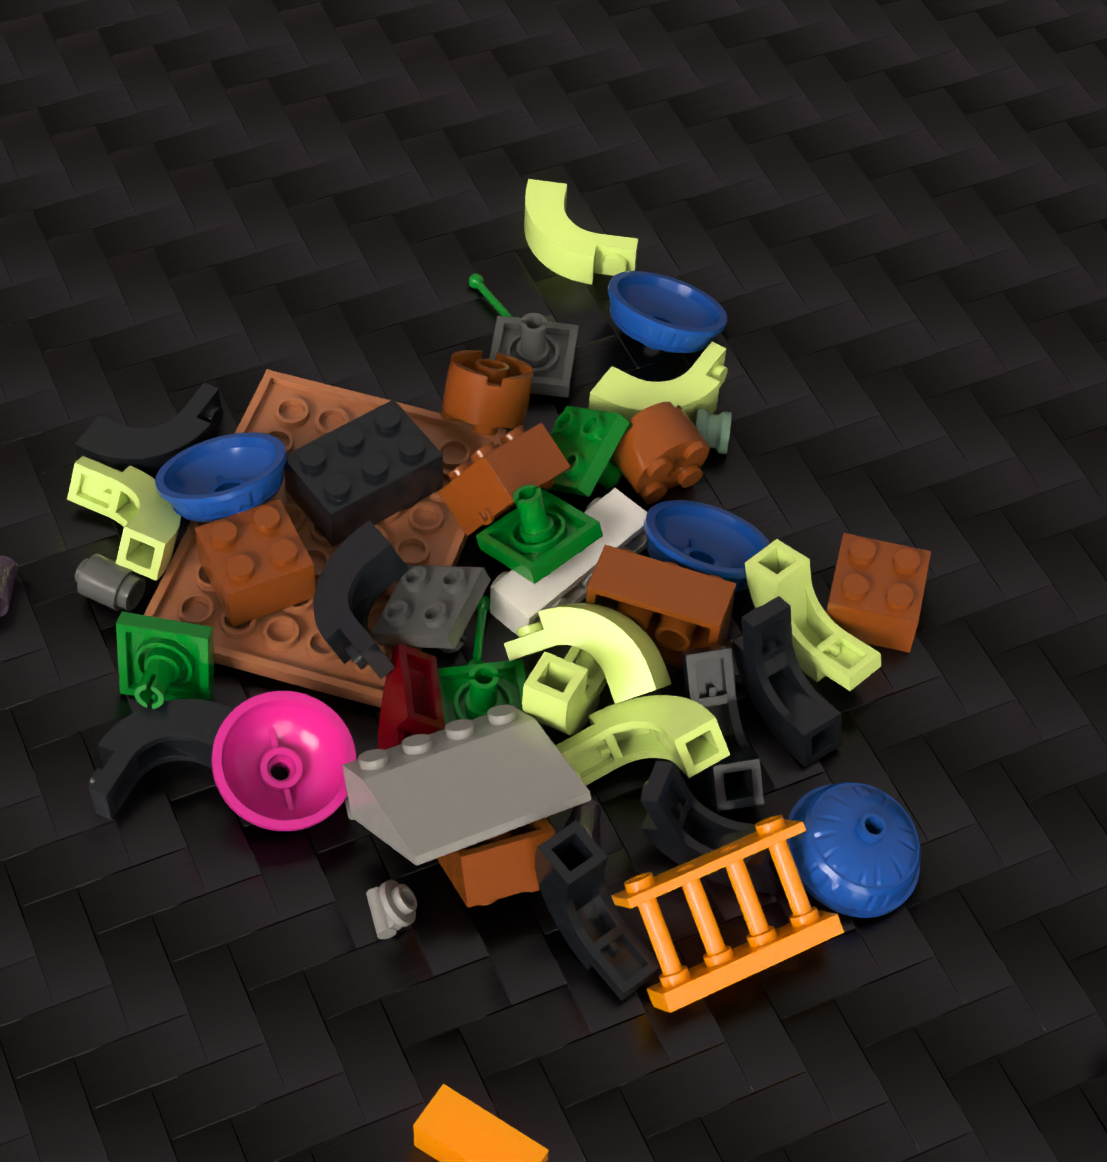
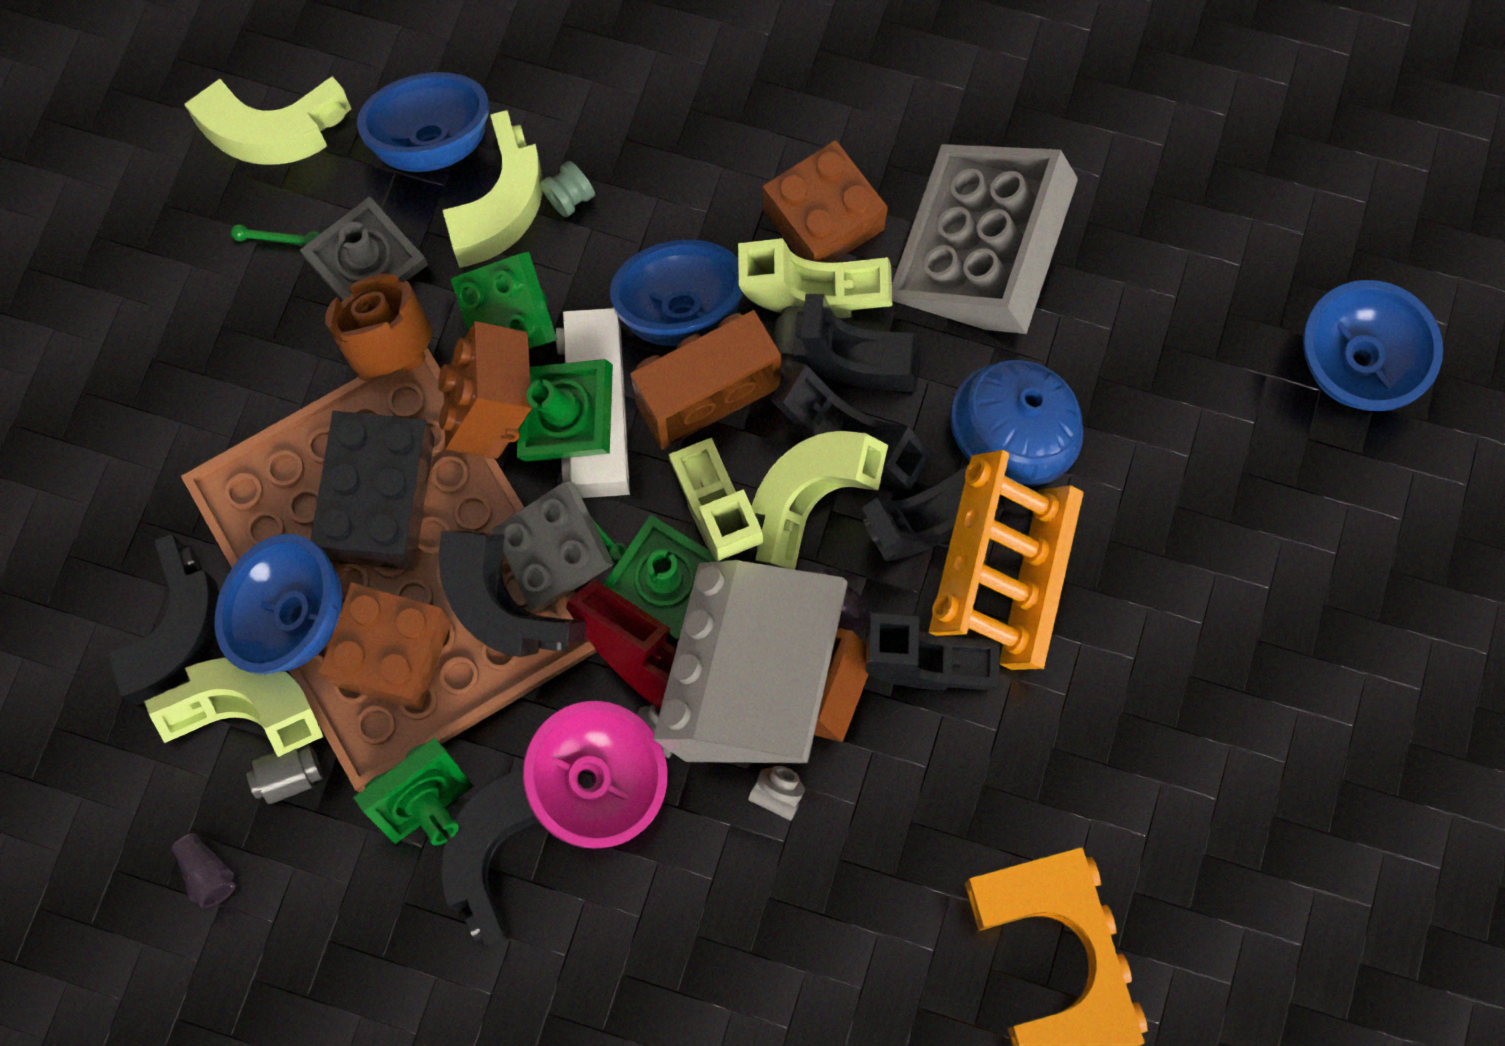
camera: 45 degrees left, 20 degrees up
(614, 640) = (697, 444): yellowish green arch -> none
(661, 451) = (561, 245): dark orange brick -> none
(979, 716) = (985, 235): none -> light grey slope

